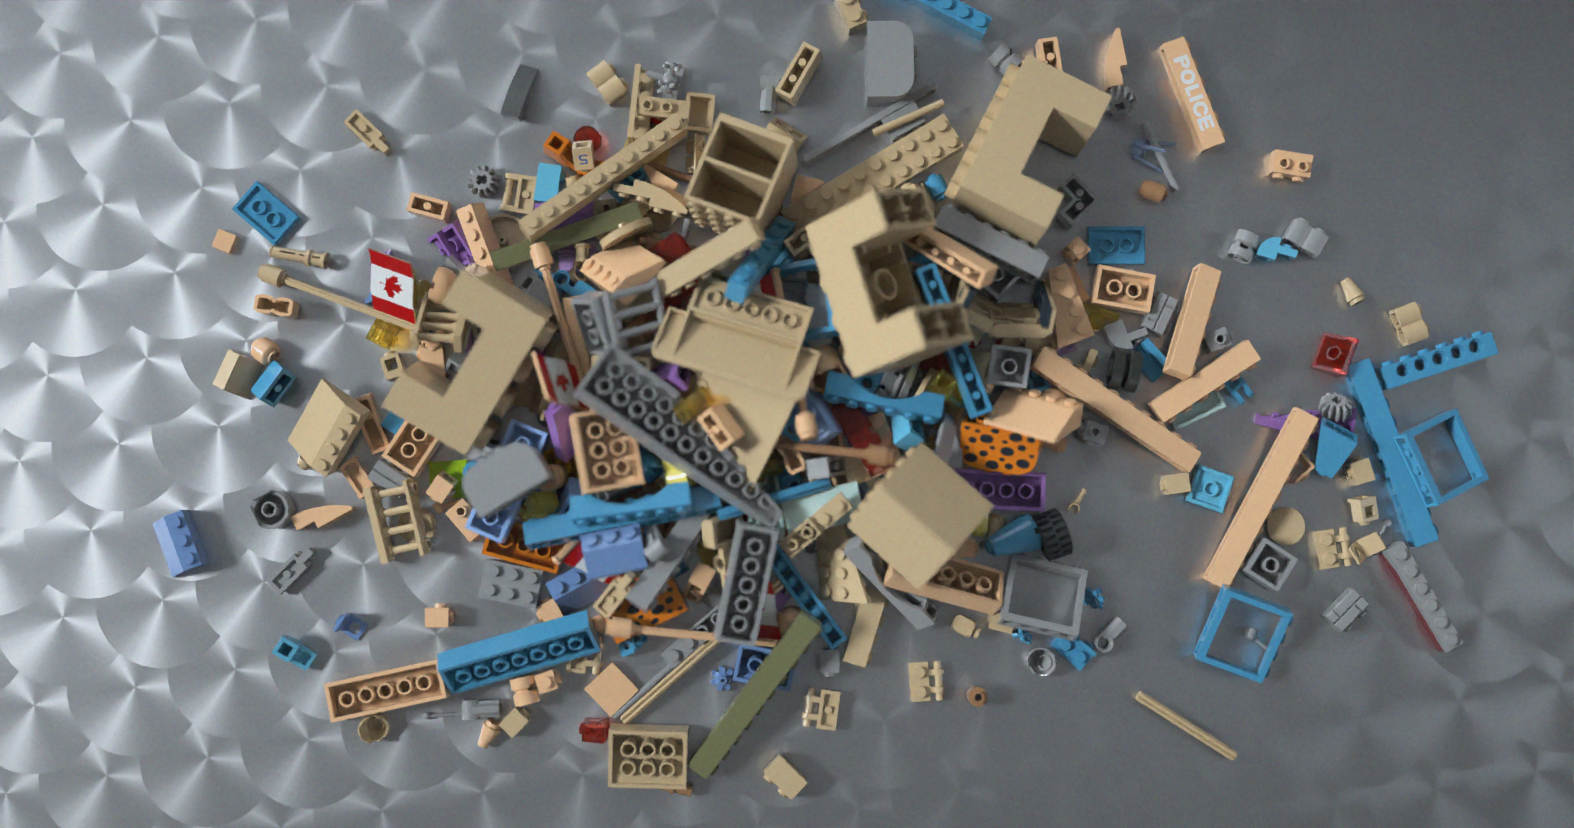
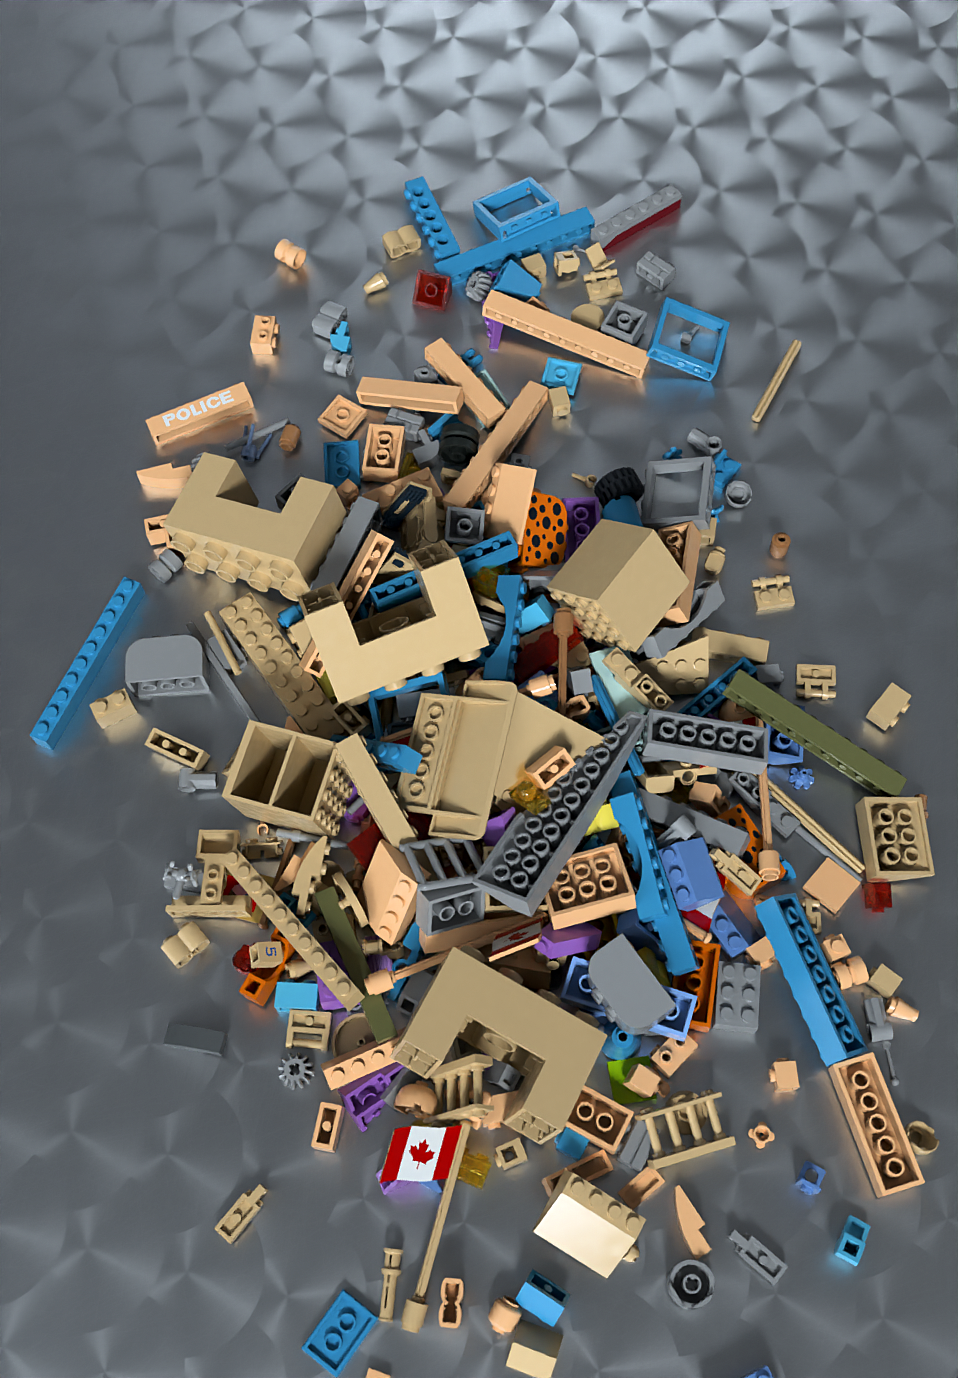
camera: 90 degrees left, 20 degrees down
(386, 588) = (767, 1135): none -> light nougat plate
(1176, 248) = (342, 416): none -> light nougat plate
(1400, 195) = (291, 255): none -> light nougat wheel

